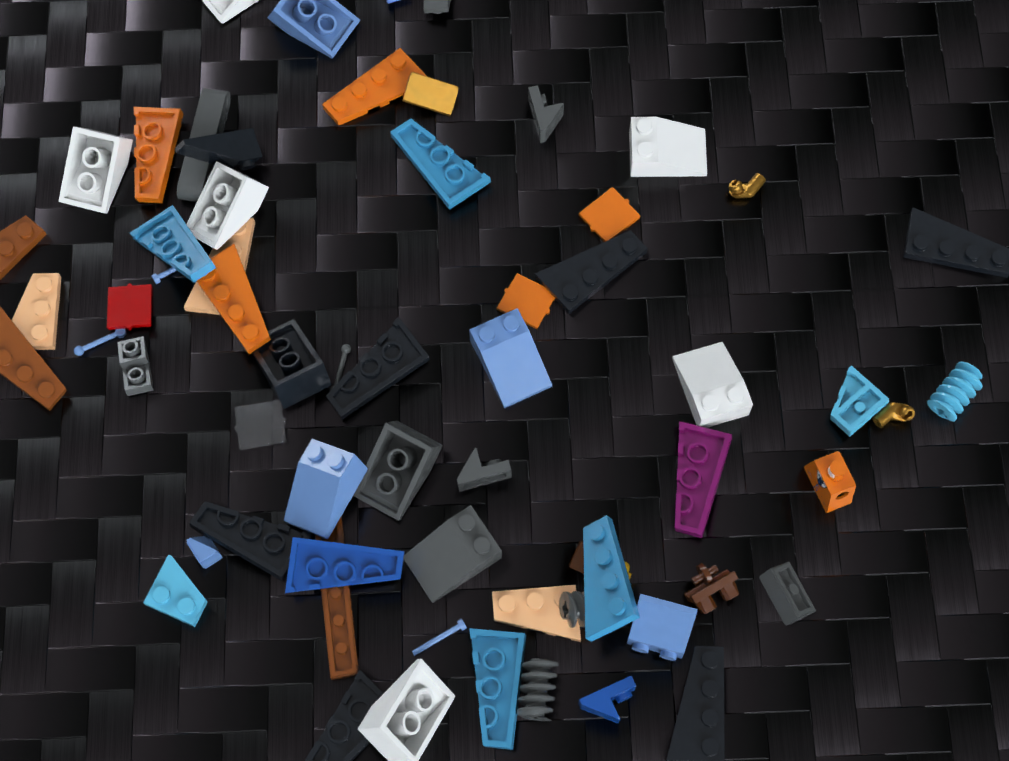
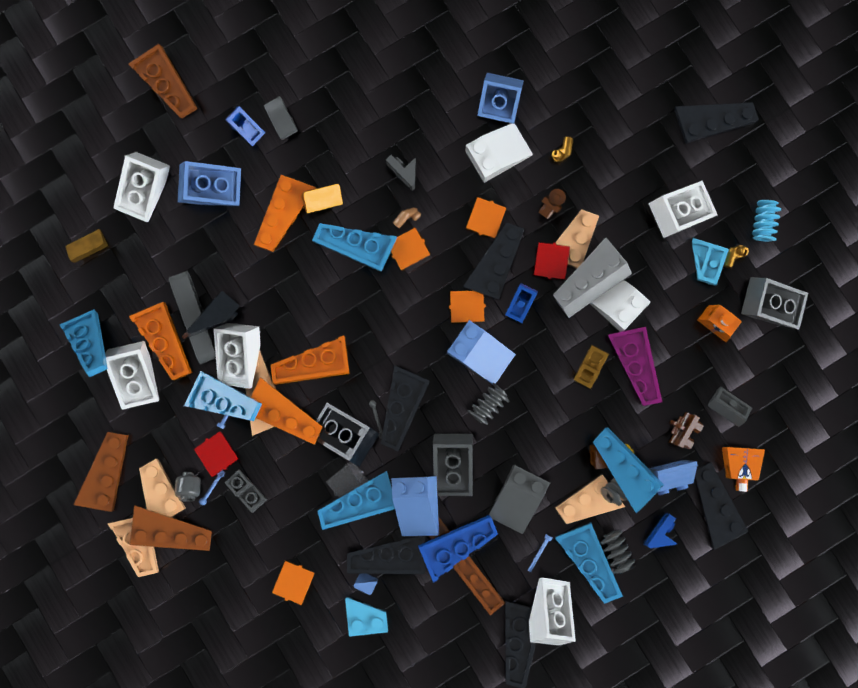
camera: 30 degrees left, 15 degrees up
(69, 103) = (87, 341): none -> dark azure wing
(72, 322) = (187, 487): none -> dark grey head
(120, 503) = (293, 582): none -> orange piece
(138, 14) = (86, 246): none -> pearl gold slope
(255, 452) = (365, 501): none -> dark azure wing
(304, 266) = (321, 362): none -> orange wing
(475, 475) = (503, 441): dark grey slope -> none
(484, 421) = (489, 404): none -> dark grey piece
(497, 202) = (409, 249): none -> orange piece
(516, 161) = (406, 214): none -> medium nougat arm
(593, 325) = (521, 303): none -> blue slope
(637, 448) = (591, 366): none -> pearl gold slope
(659, 300) = (551, 260): none -> red piece
(693, 235) = (553, 203): none -> reddish brown hips
(695, 343) = (592, 278): none -> light grey wedge
(701, 294) = (578, 237): none -> light nougat wing
(703, 92) = (500, 98): none -> medium blue slope
(763, 671) = (742, 465): none -> orange torso
(856, 324) = (682, 209): none -> white slope
(915, 495) = (774, 302): none -> dark grey slope

